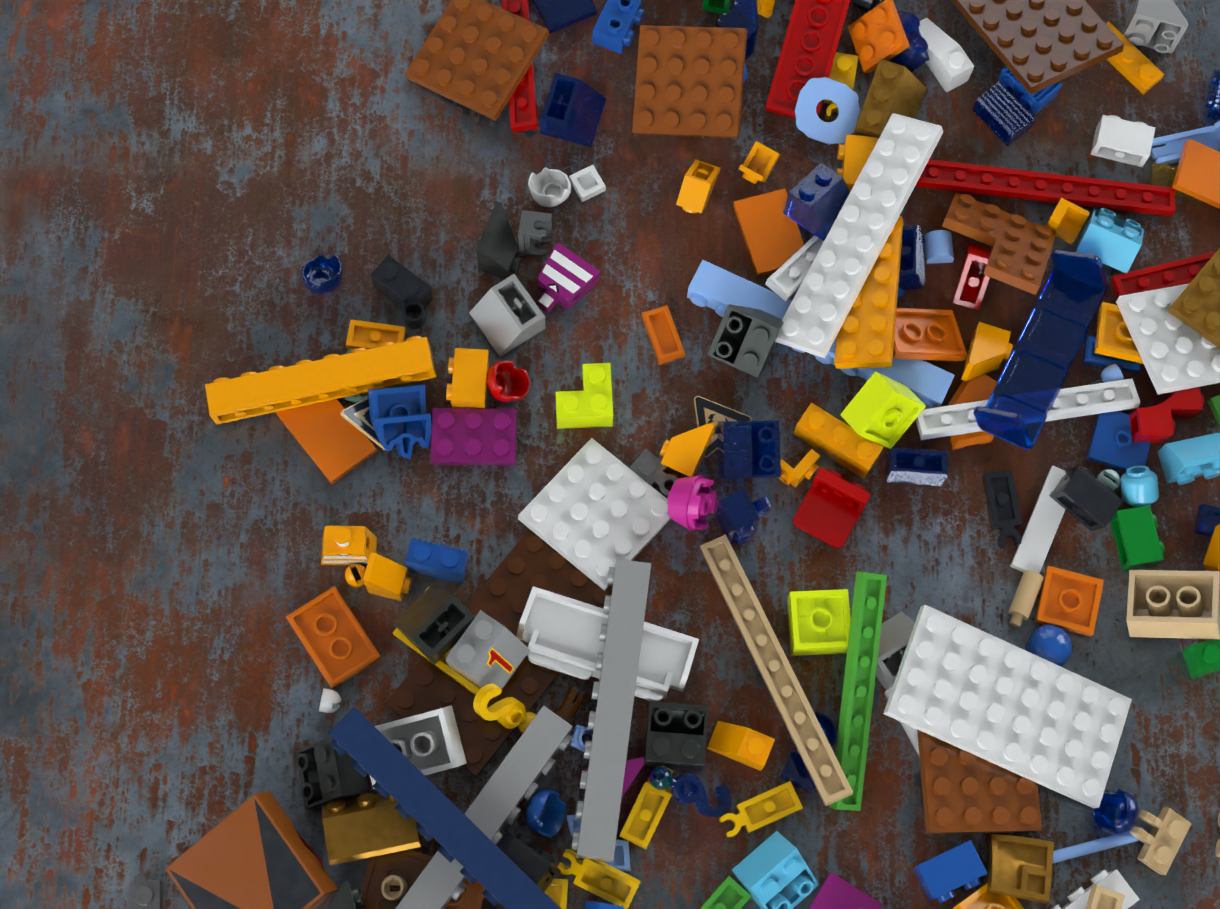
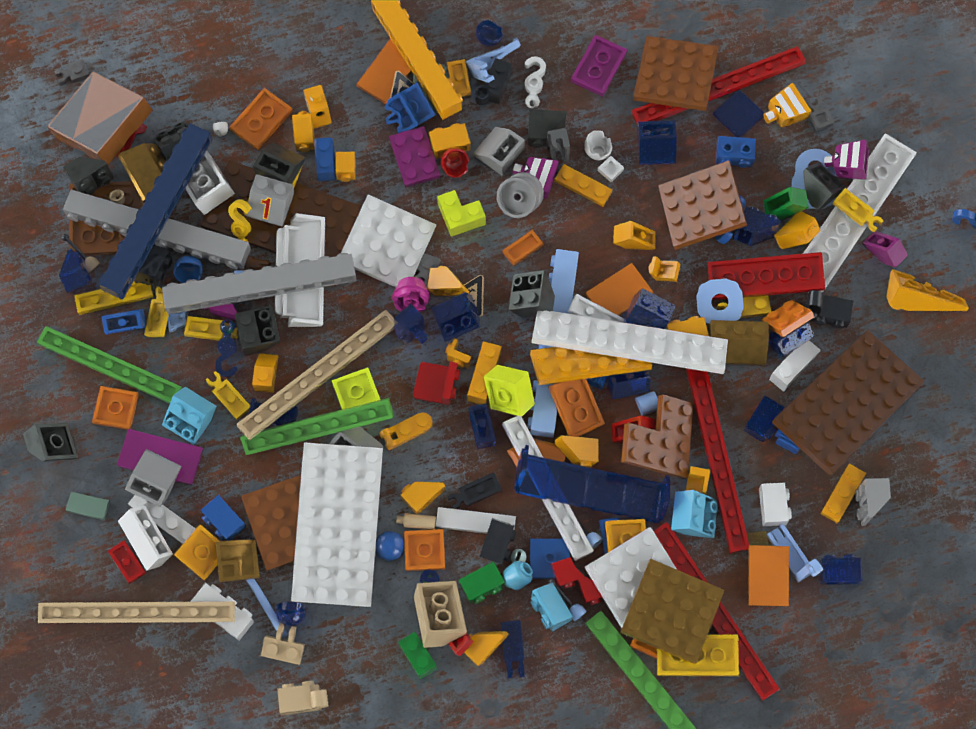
camera: 75 degrees right, 0 degrees up
(366, 301) = (479, 65): none -> light blue hinge
(421, 240) = (533, 82): none -> white piece
(426, 148) = (599, 65): none -> magenta plate
(460, 533) = (345, 166): none -> light orange brick
(594, 307) = (520, 195): none -> light grey wheel
(598, 225) = (583, 185): none -> light orange plate
(884, 560) = (406, 430): none -> light orange plate
(990, 580) = (421, 494): none -> light orange slope
(1111, 608) = (429, 576): none -> clear blue tile
(1203, 427) = (575, 609): none -> hinge

